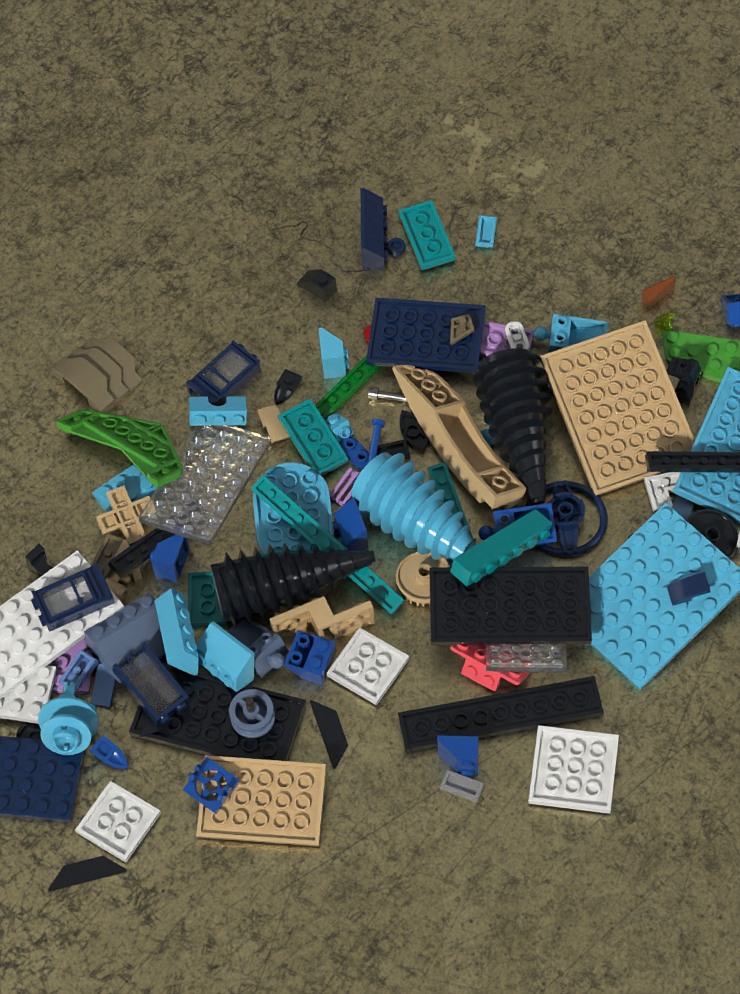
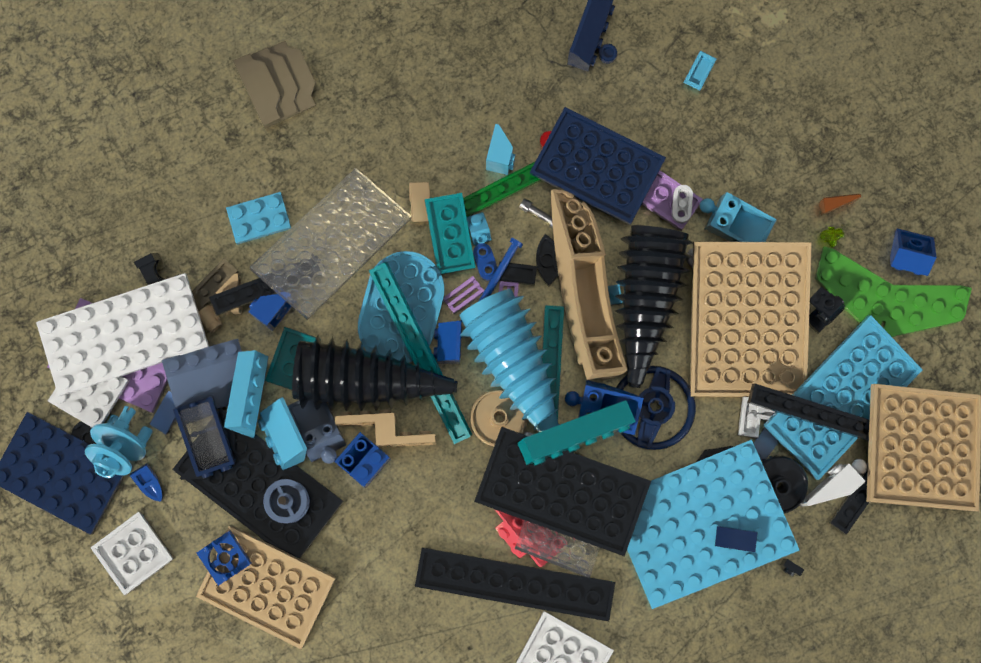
camera: 15 degrees right, 20 degrees up
(72, 598) = (159, 325): dark blue door -> none
(79, 669) = (148, 391): medium blue slope -> none
(85, 871) = (88, 587): black sticker -> none
(123, 515) = (245, 245): tan plate -> none
(140, 440) = (285, 170): bright green wing -> none
(205, 414) = (356, 169): medium azure arch -> none
(225, 374) = (392, 132): dark blue door -> none
(286, 386) = (447, 164): black plate -> none
(318, 283) = (517, 66): black slope -> none
(330, 731) = (355, 537): black sticker -> none
(368, 666) = (412, 488): white plate -> none
(426, 235) = (641, 53): teal plate -> none
(460, 328) = (632, 174): dark tan piece -> none
(460, 753) = (461, 616): blue slope -> none
(462, 786) = (453, 640): light grey tile -> none

